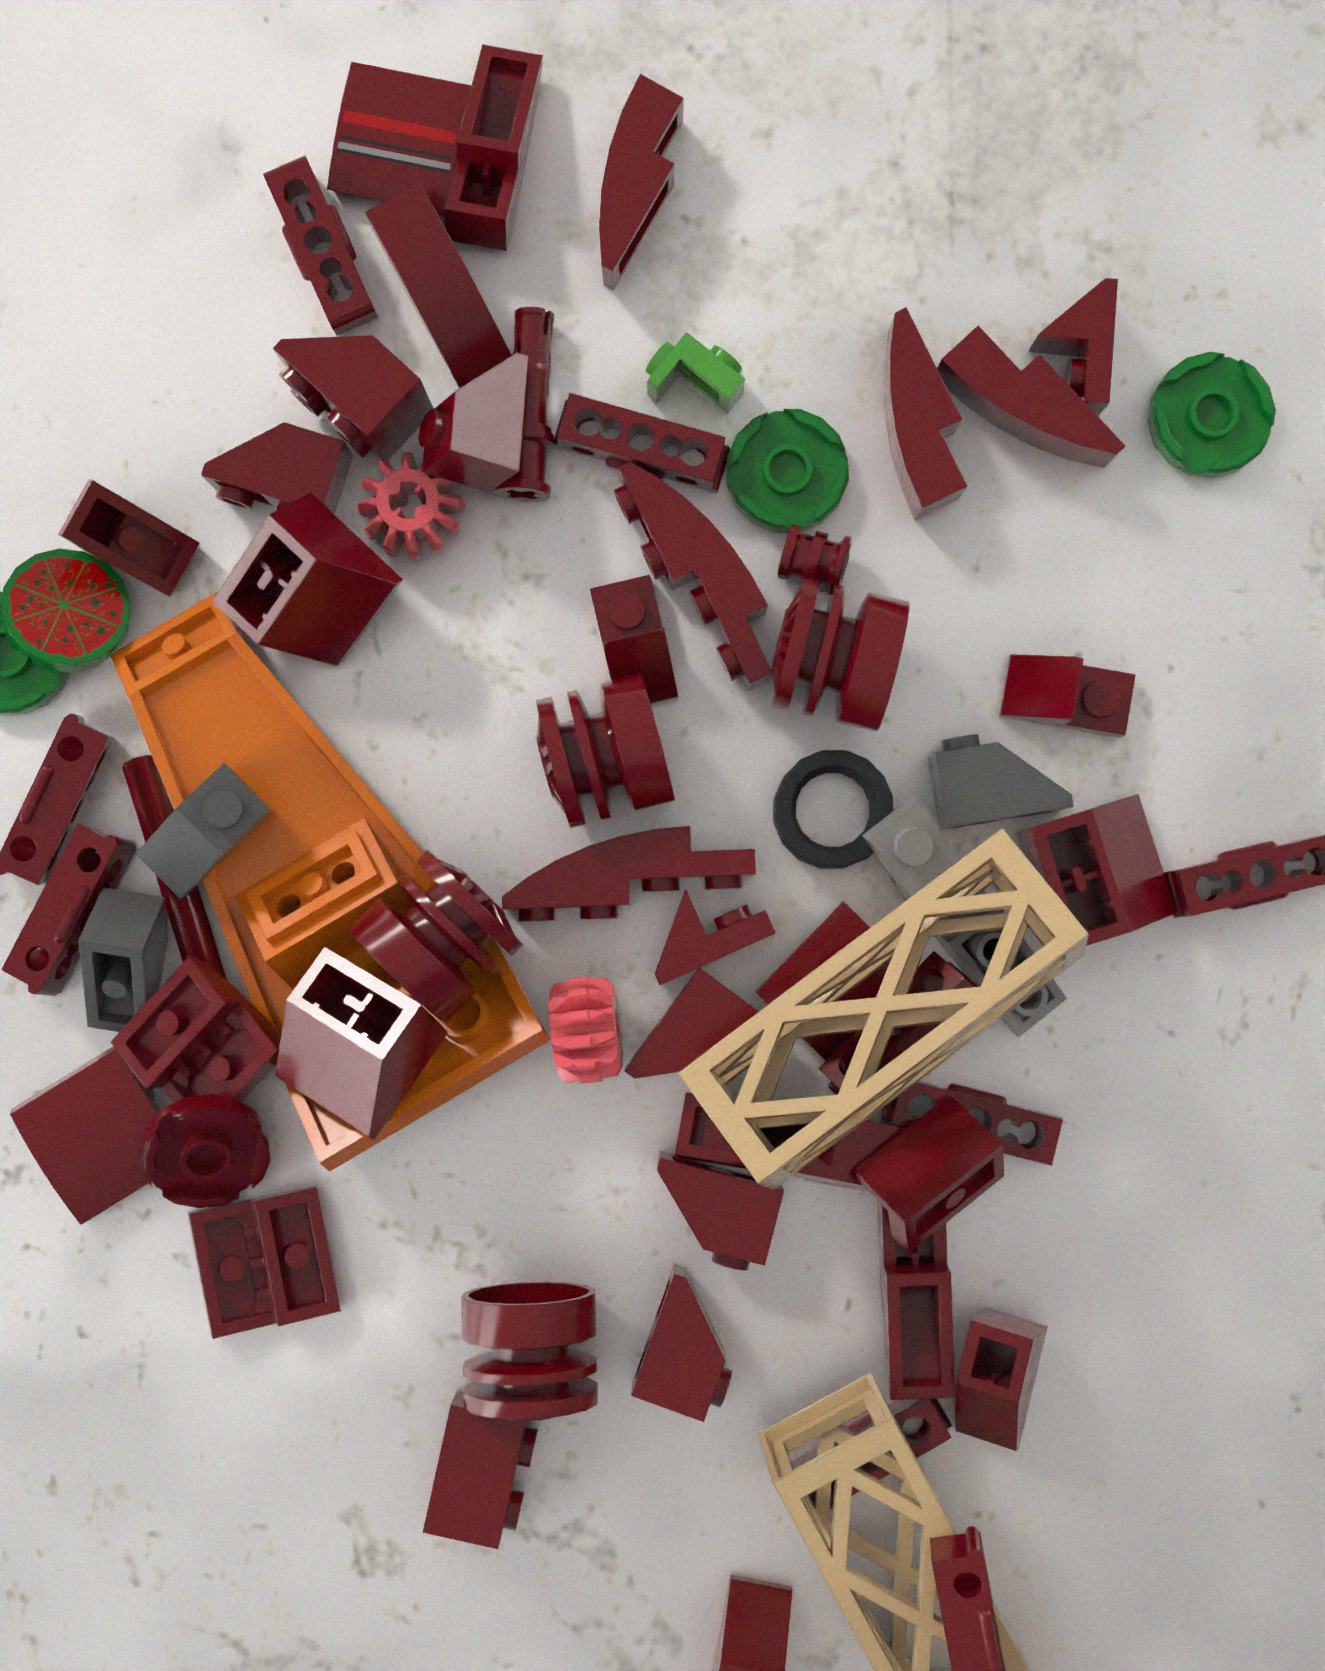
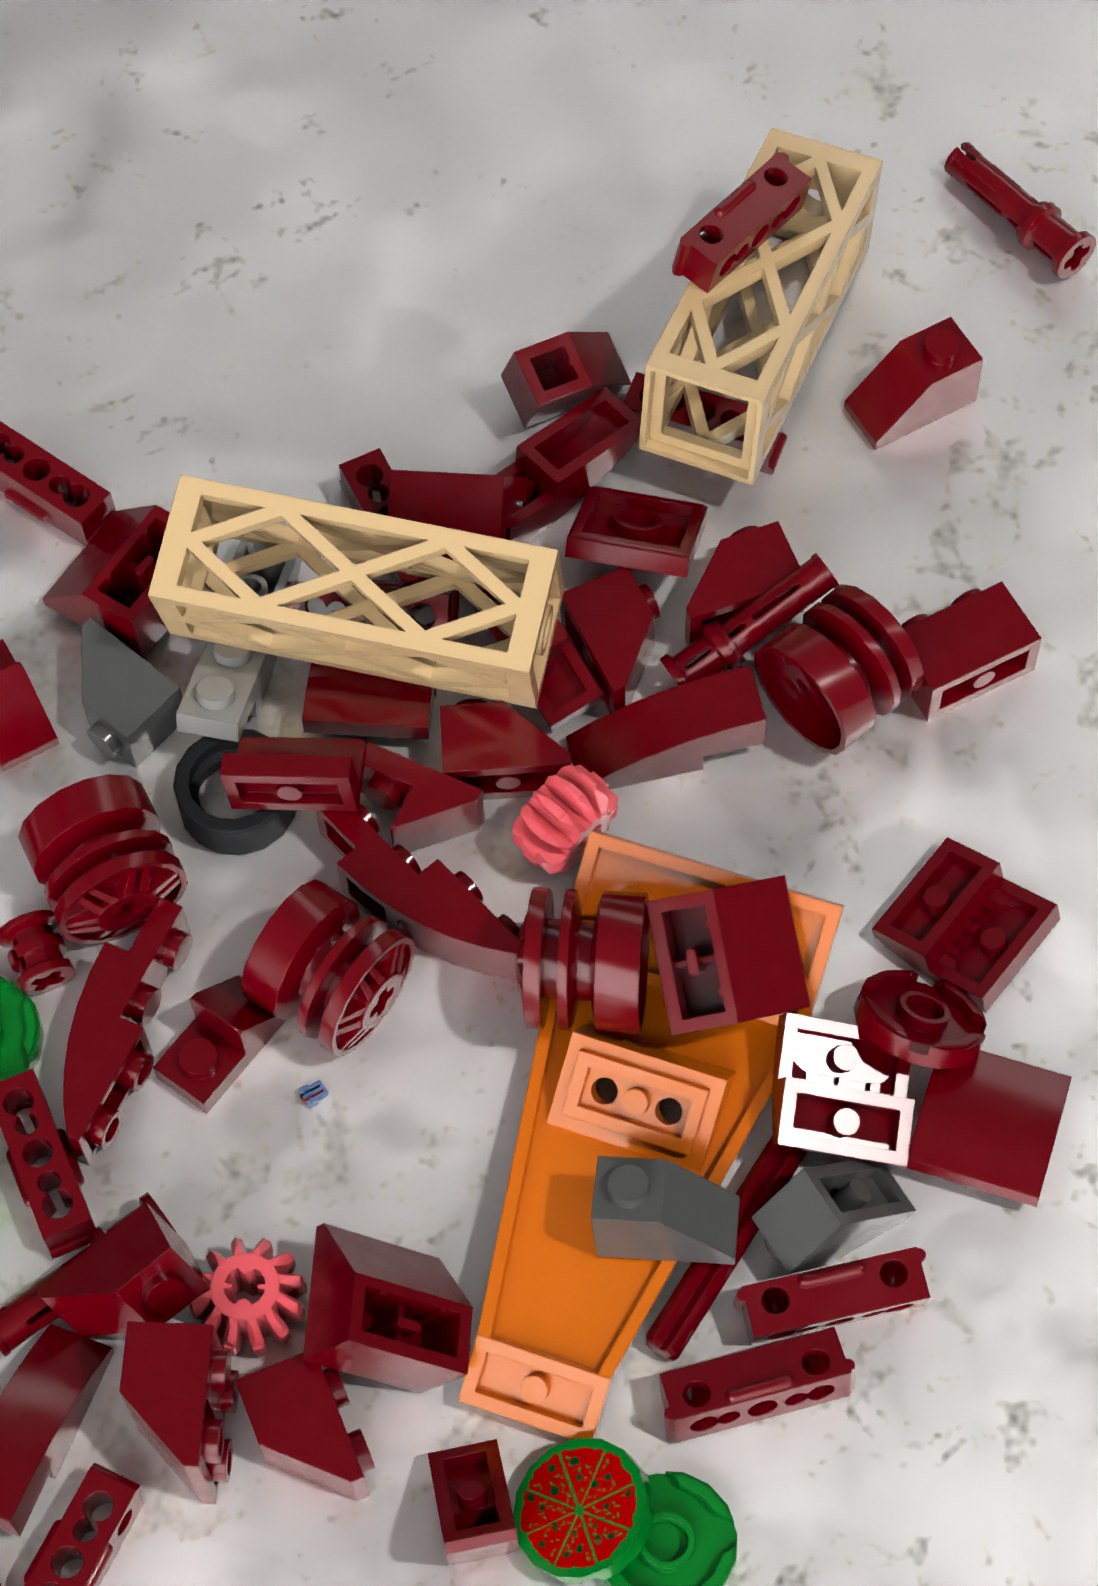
camera: 130 degrees left, 25 degrees down
(539, 678) = (313, 1093): none -> medium blue piece
(602, 1176) = (672, 730): none -> dark red slope
(629, 1279) = (725, 644): none -> dark red pin
(791, 855) = (295, 774): none -> dark red panel
(797, 1305) = (637, 531): none -> dark red tile

